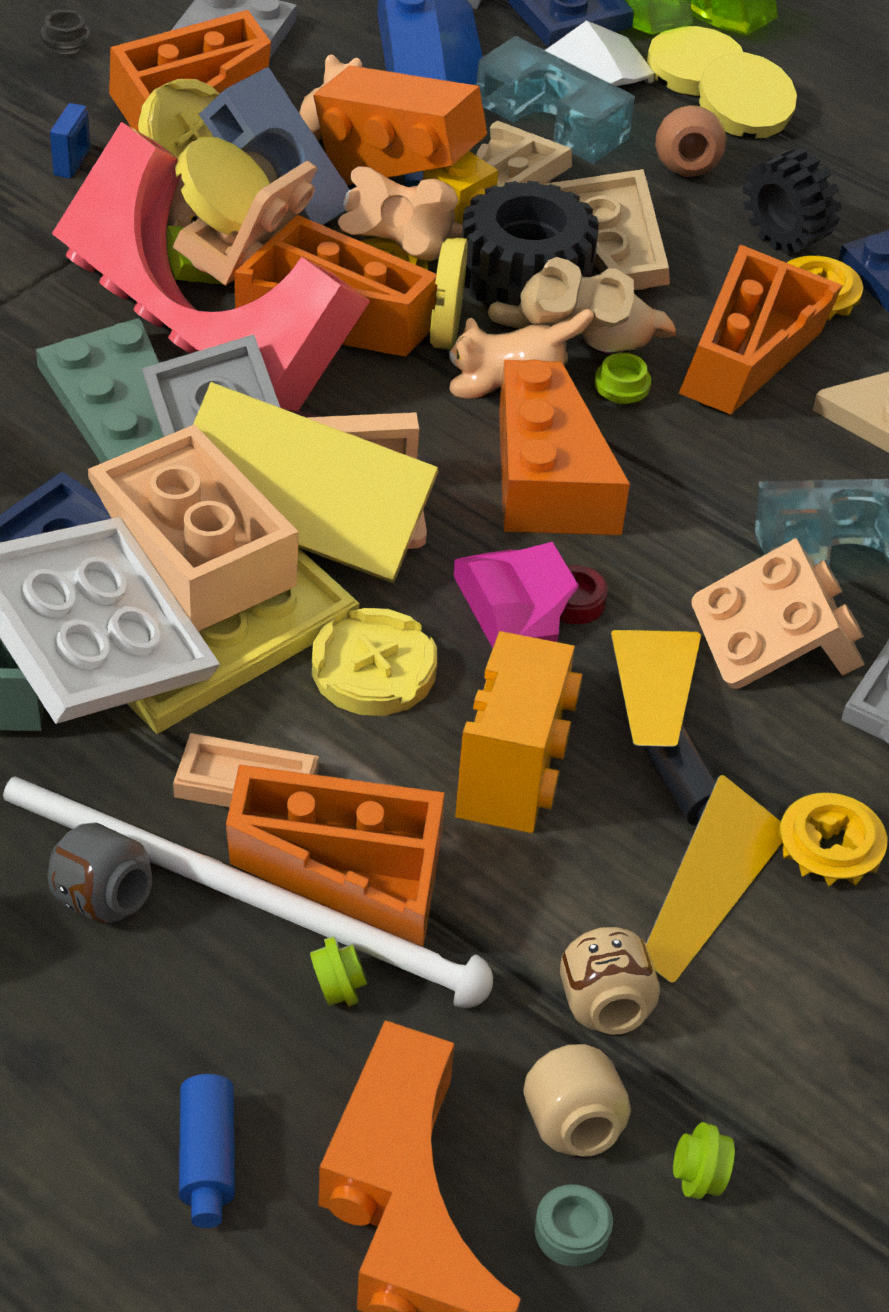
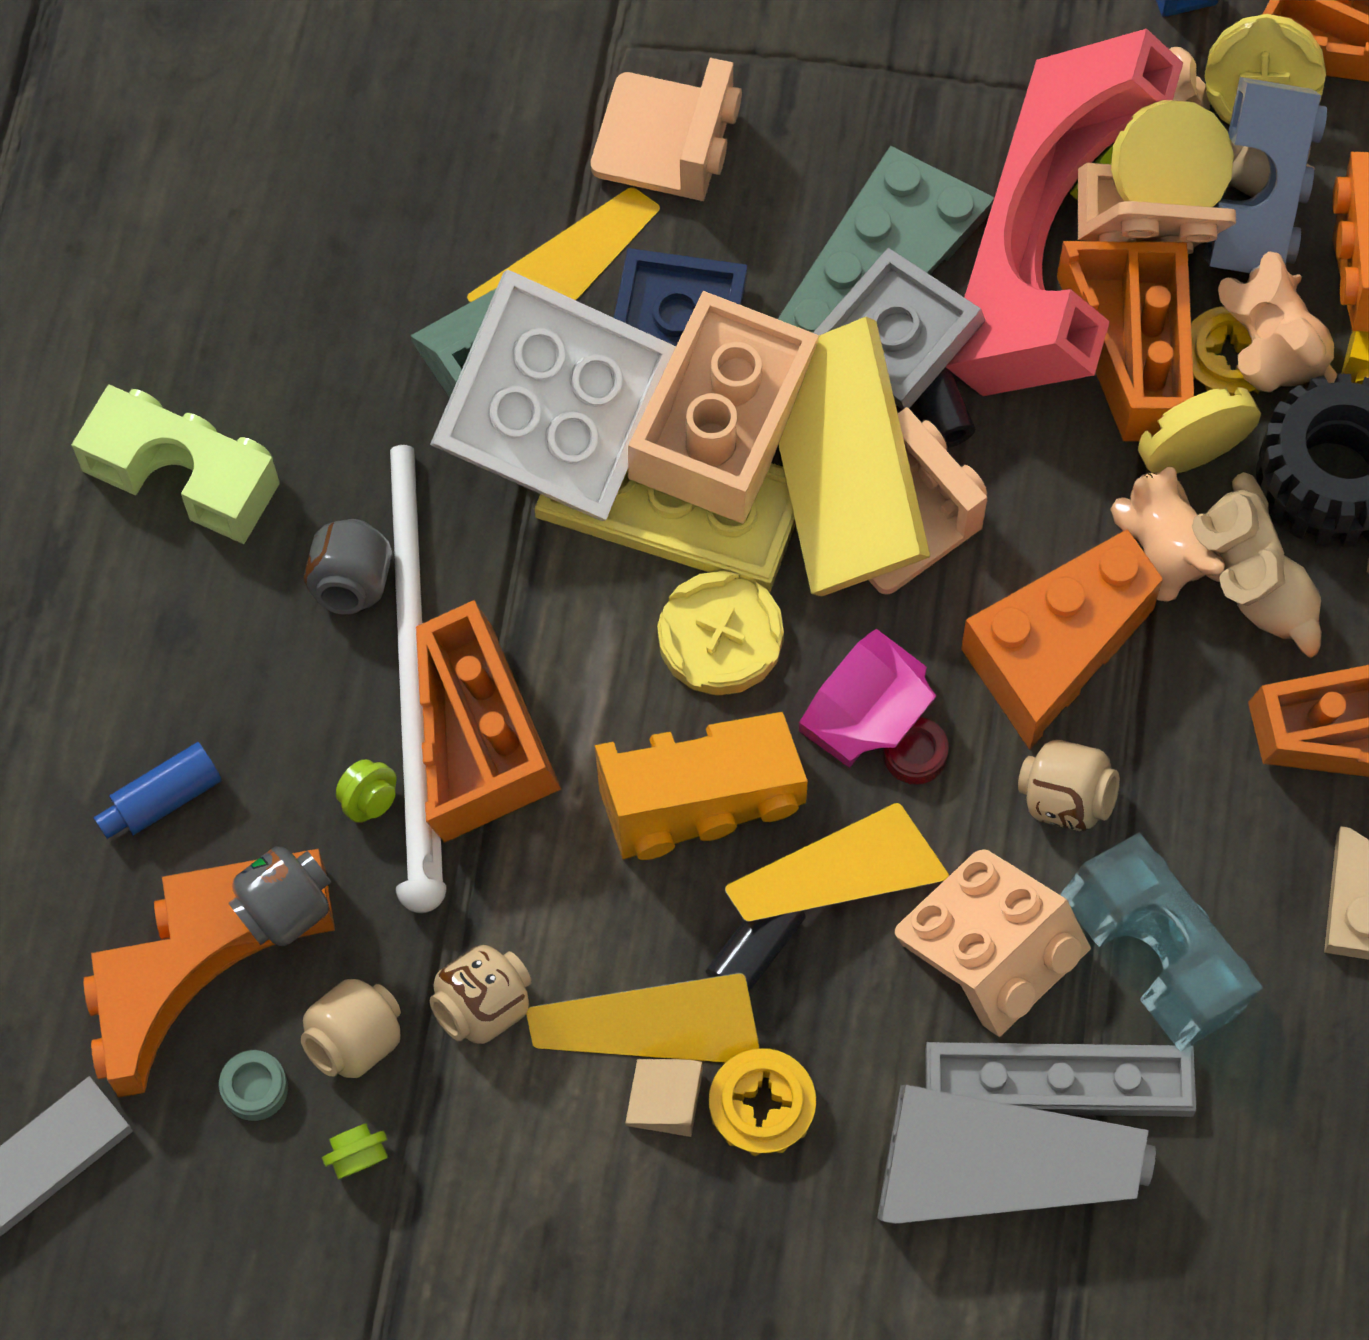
camera: 65 degrees right, 20 degrees up
(211, 767) = (528, 610): light nougat tile -> none
(431, 1052) = (280, 896): none -> dark grey head
(623, 378) = (1230, 644): lime plate -> none
(681, 511) = (1069, 785): none -> tan head
(788, 898) = (665, 1095): none -> tan slope

